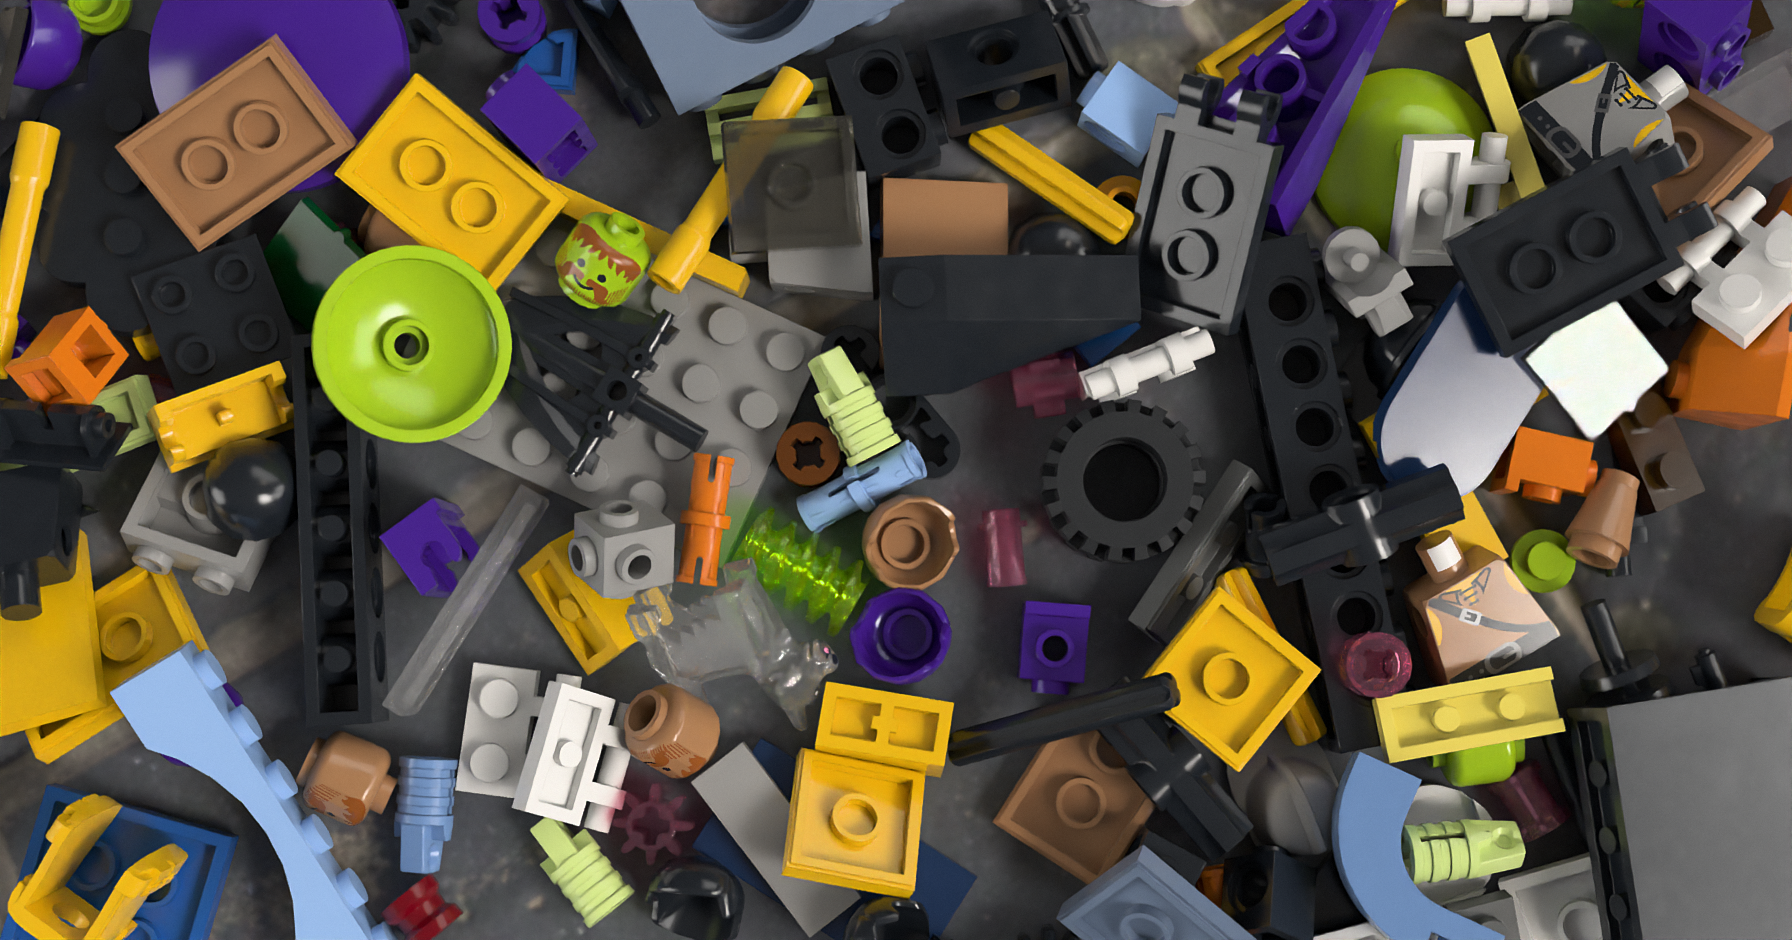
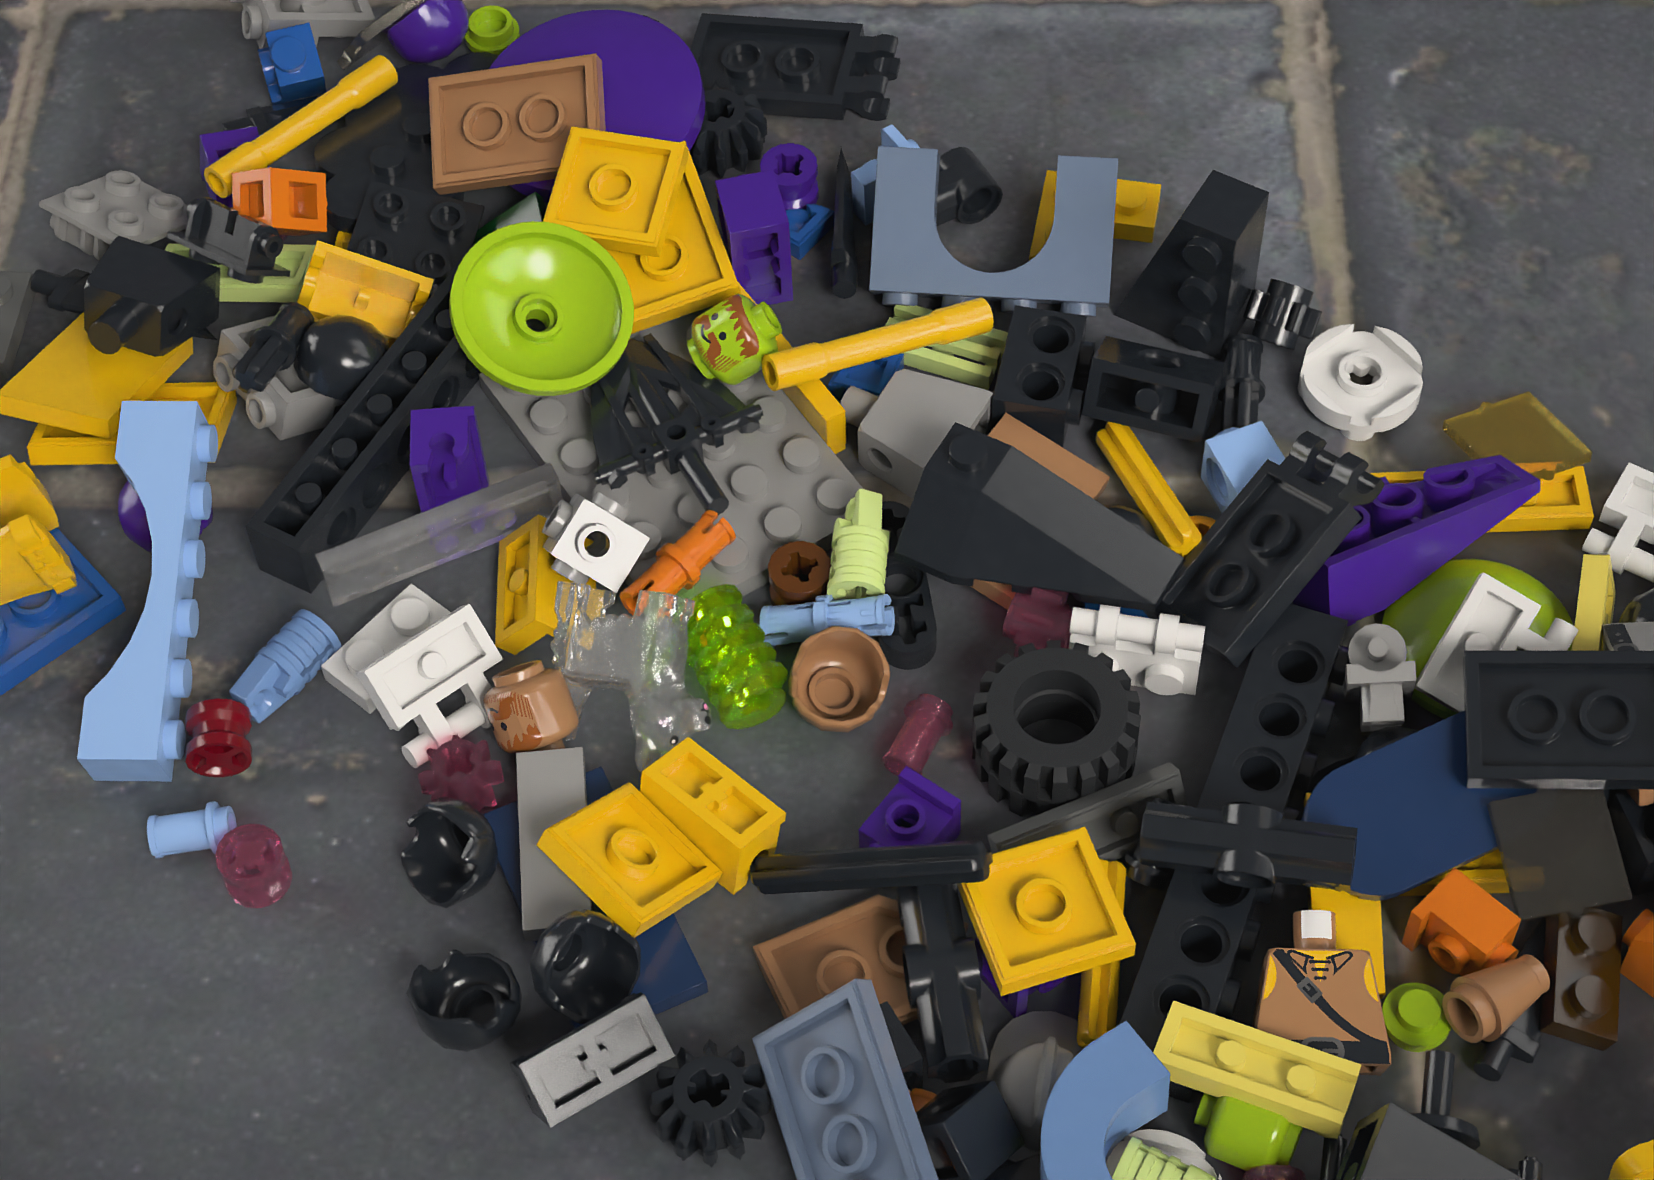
camera: 35 degrees right, 30 degrees down
(188, 528) = (273, 347): none -> black axle
(346, 777) = (243, 603): medium nougat head -> none
(392, 176) = (618, 189): none -> yellow plate
(580, 870) = (373, 786): yellowish green hinge -> none
(791, 184) = (923, 360): clear smoke plate -> none
(901, 636) = (779, 749): dark purple hair -> none
(1355, 664) = (1177, 981): clear pink wheel -> none

